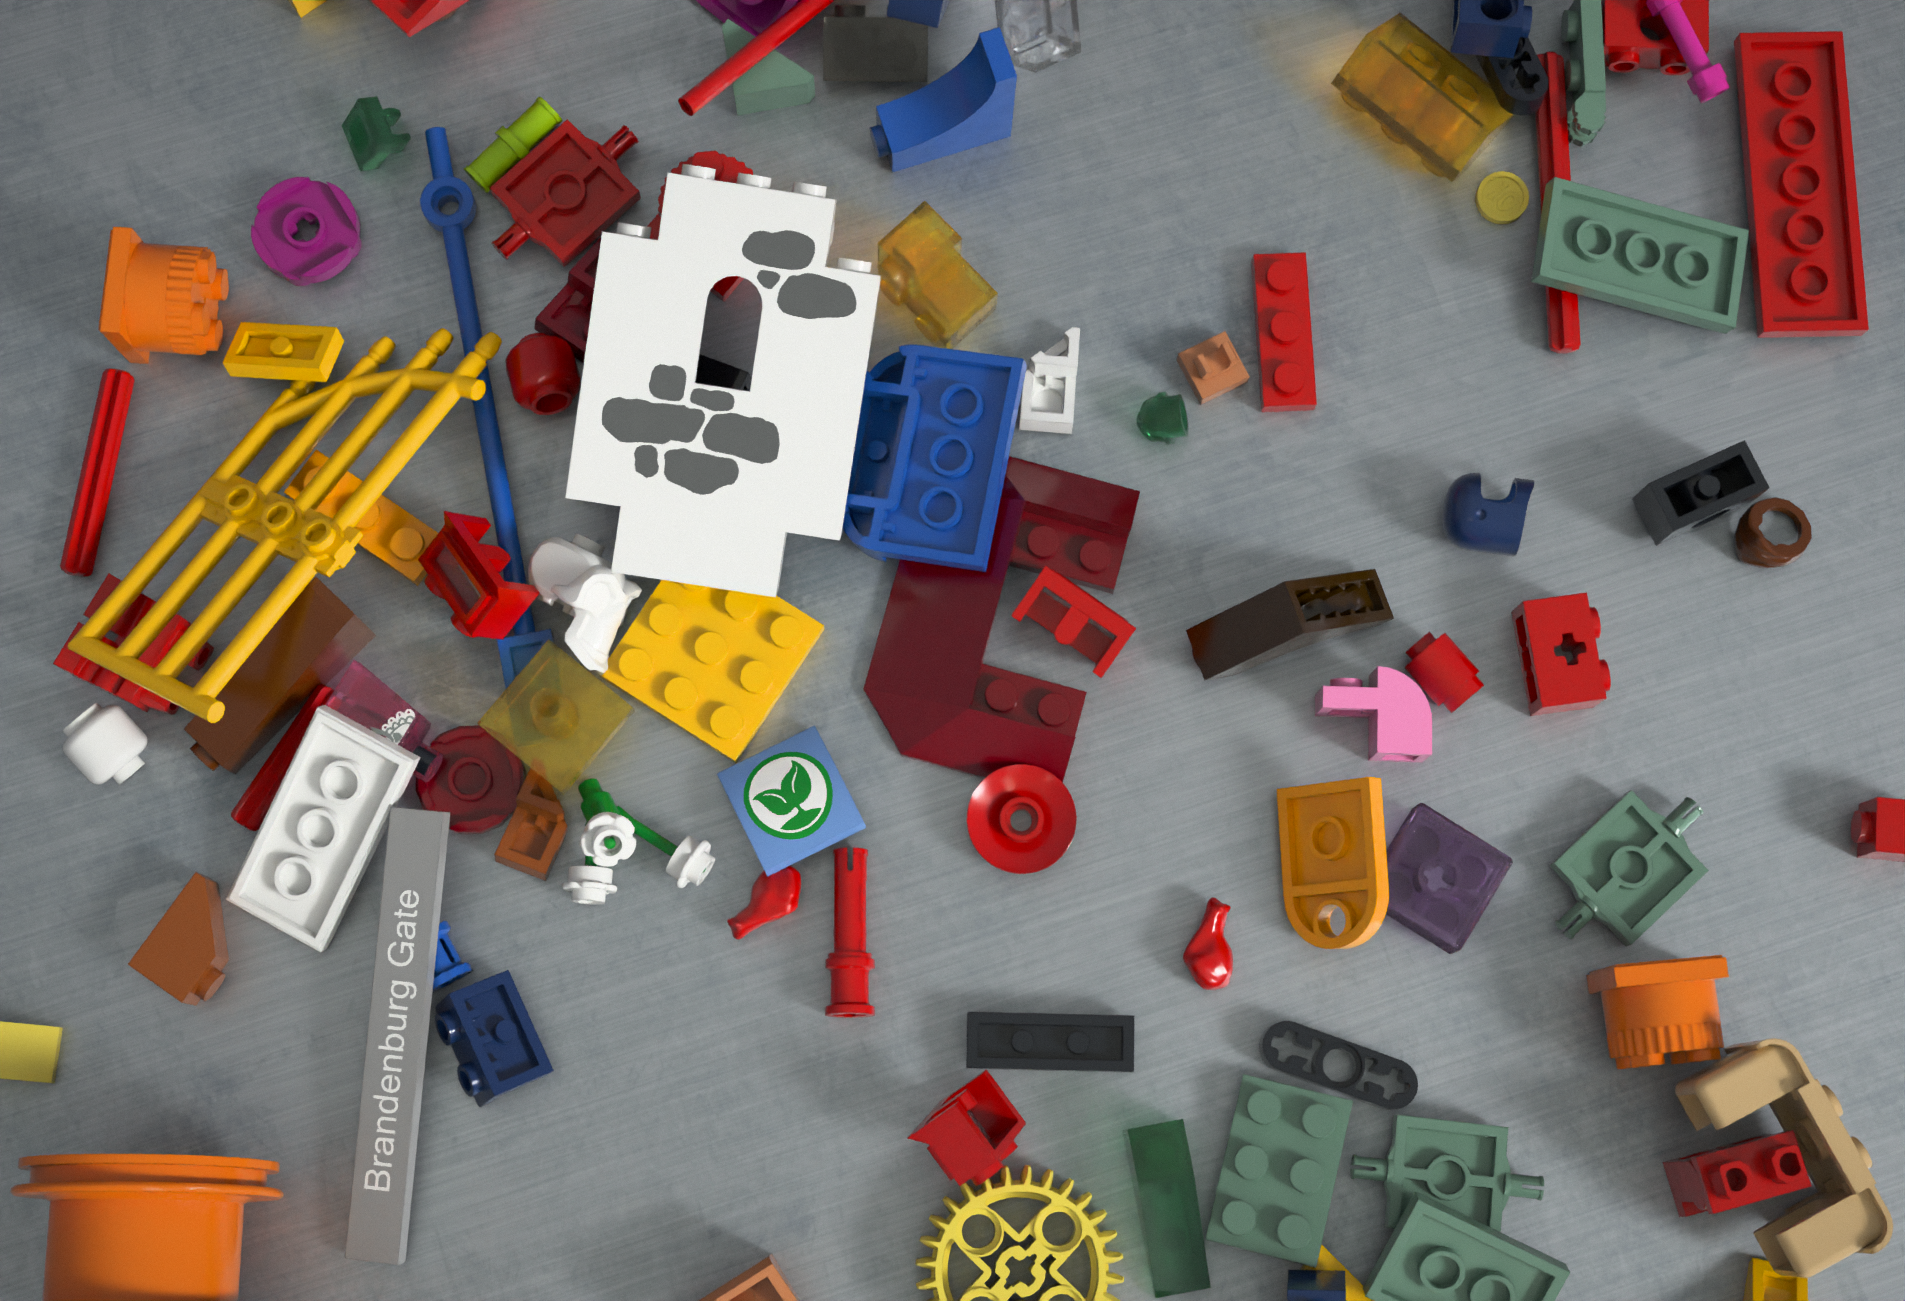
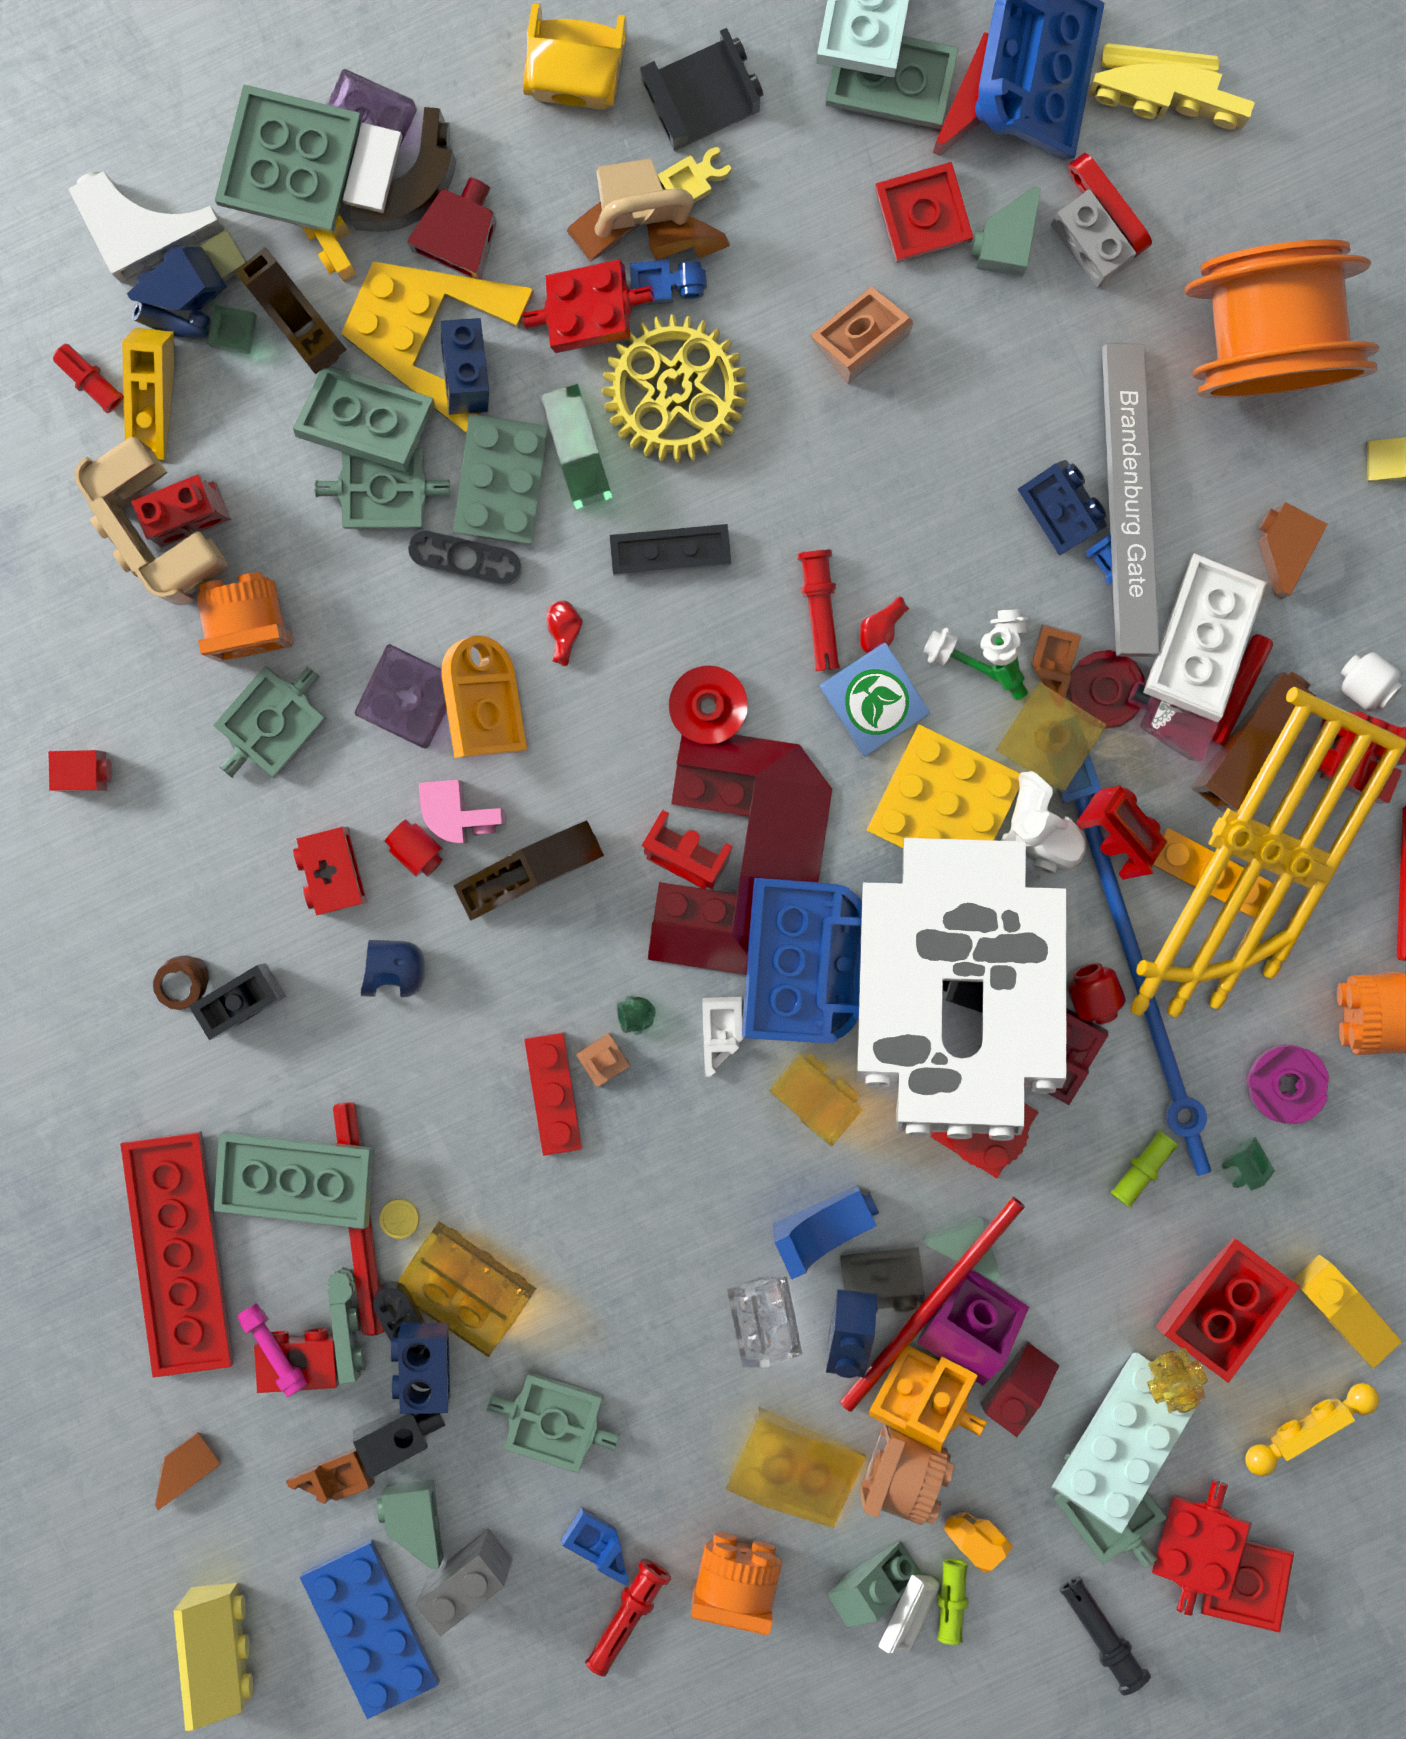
camera: 175 degrees right, 10 degrees up
(283, 351) = (1289, 986): yellow plate -> none
(565, 192) = (1099, 1136): red plate -> none
(971, 1130) = (720, 477): red window -> none

